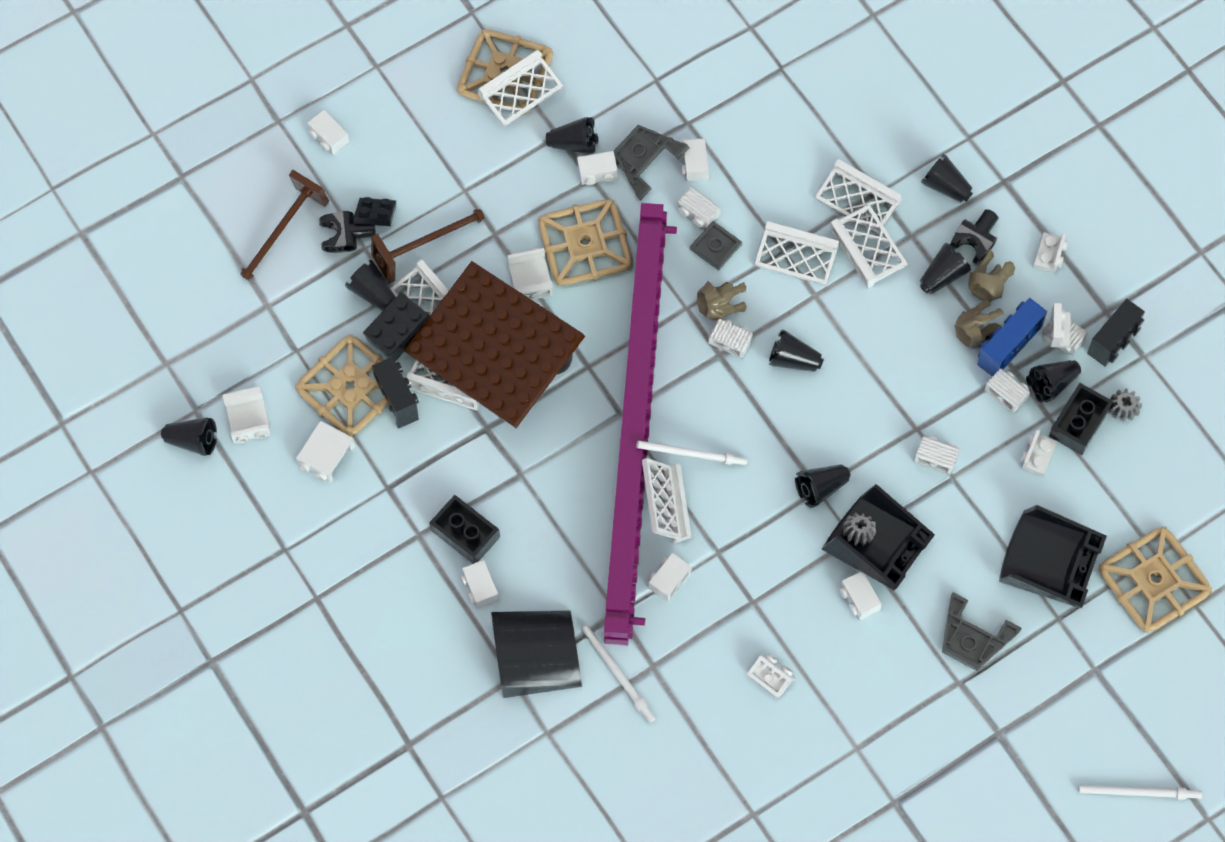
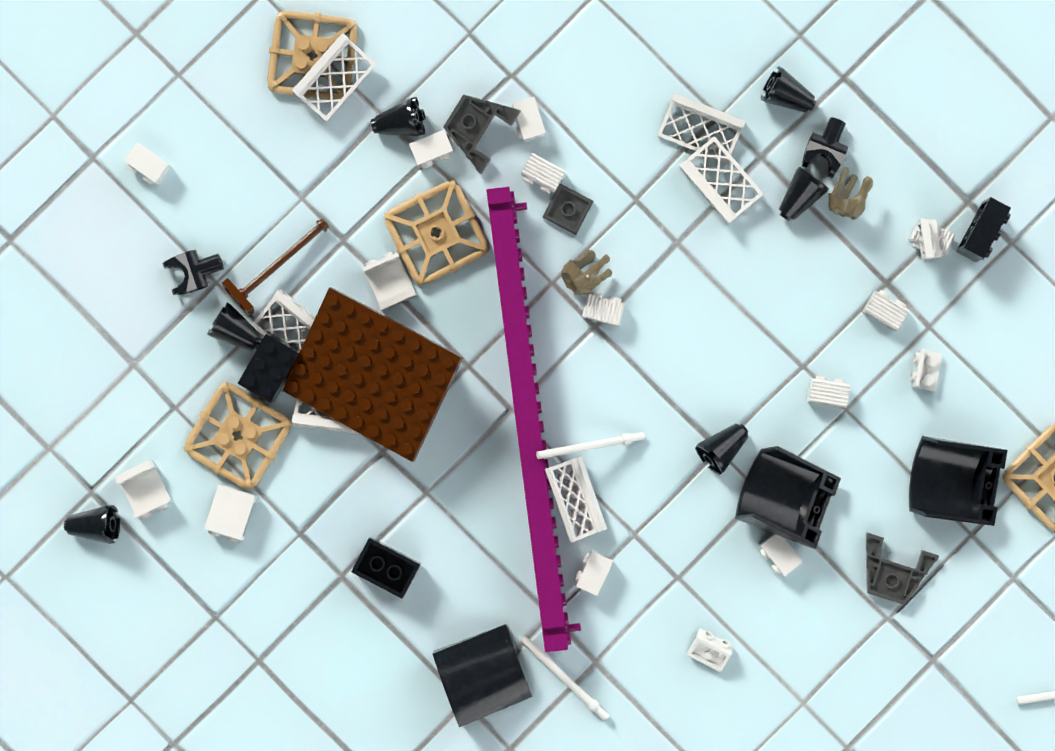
camera: 15 degrees left, 20 degrees up
(308, 190) = (143, 236): reddish brown tile -> none
(375, 211) = (217, 245): black plate -> none
(396, 391) = (285, 438): black wedge -> none
(480, 584) = (413, 618): white brick -> none
(794, 354) = (668, 316): black cone -> none
(802, 238) = (655, 187): white fence -> none
(859, 529) = (760, 484): light grey gear -> none
(968, 325) = (842, 253): dark tan piece -> none
(1011, 337) = (882, 256): blue brick -> none
(1050, 251) = (903, 149): white bracket -> none
(1051, 379) = (928, 290): black cone -> none
(1080, 418) = (962, 328): black brick -> none
(1132, 407) = (1008, 299): light grey gear -> none

